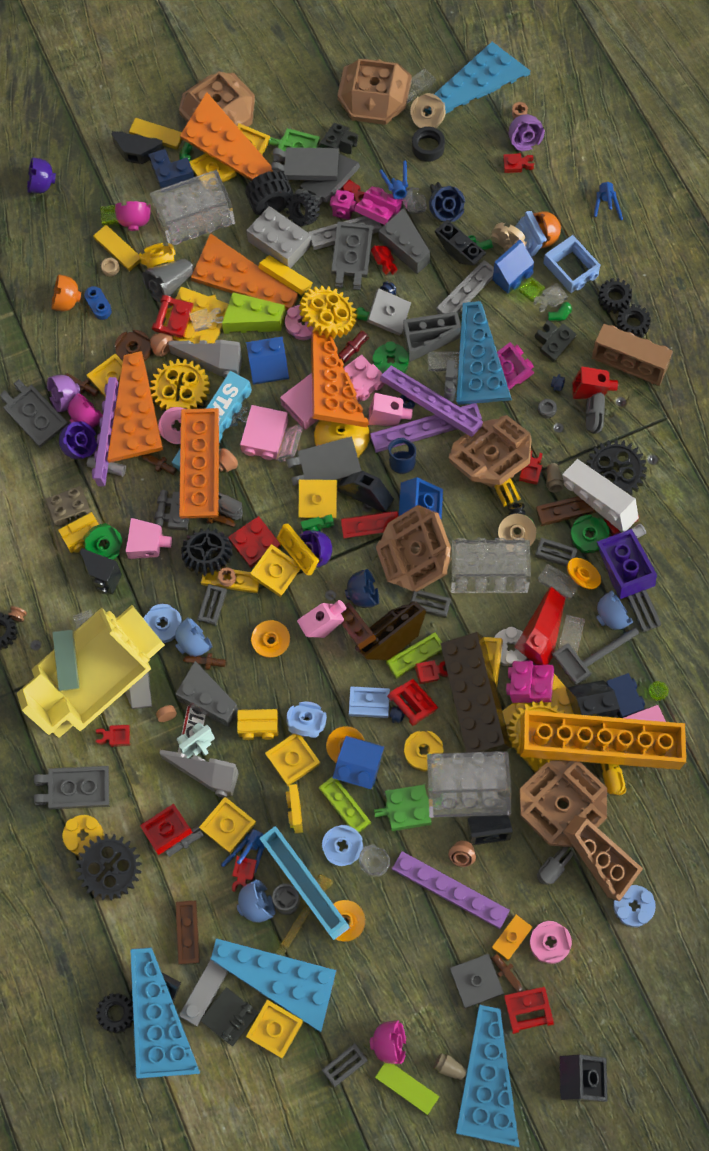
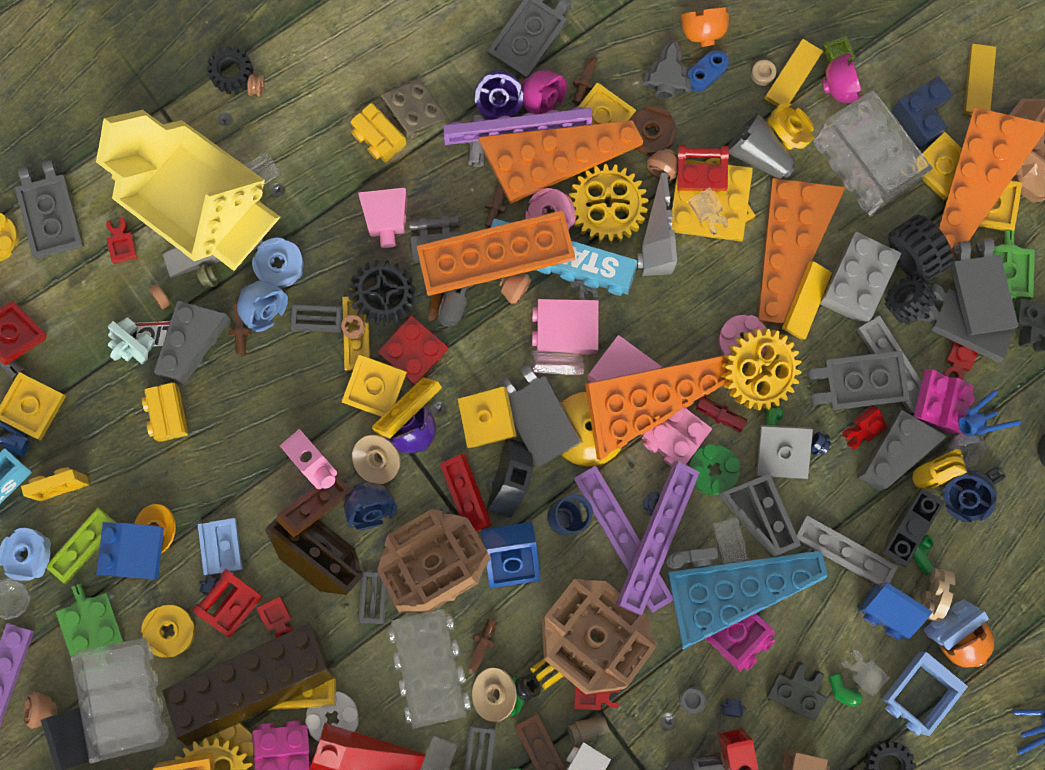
camera: 70 degrees right, 10 degrees up
(62, 390) = (566, 59): medium lavender cylinder -> none
(66, 660) = (194, 156): sand green tile -> none
(93, 327) = (668, 73): none -> dark grey rock
(99, 532) = (376, 155): green plate -> none
(102, 570) = (324, 168): black slope -> none
(136, 147) = (950, 60): black slope -> none
(159, 675) = (207, 275): none -> olive plate
(184, 153) = (956, 124): green arm -> none
(215, 774) = (88, 371): light grey wedge -> none
(252, 314) = (734, 269): lime wedge -> none
(267, 360) = (672, 306): blue slope -> none
(270, 630) = (276, 390): light orange dish -> none
(292, 758) = (128, 466): yellow plate -> none
(309, 728) = (190, 461): light blue plate -> none
(316, 523) = (446, 420): green plate -> none
(338, 581) = (369, 465): none -> tan dish
(343, 204) = (929, 358): dark pink brick -> none
(387, 411) = (628, 472): bright pink torso -> none
(415, 654) = (298, 594): lime tile -> none
(425, 218) = (939, 470): none -> yellow arm
(477, 533) = (484, 641): none -> reddish brown piece
(531, 289) = (870, 643): clear neon green plate -> none

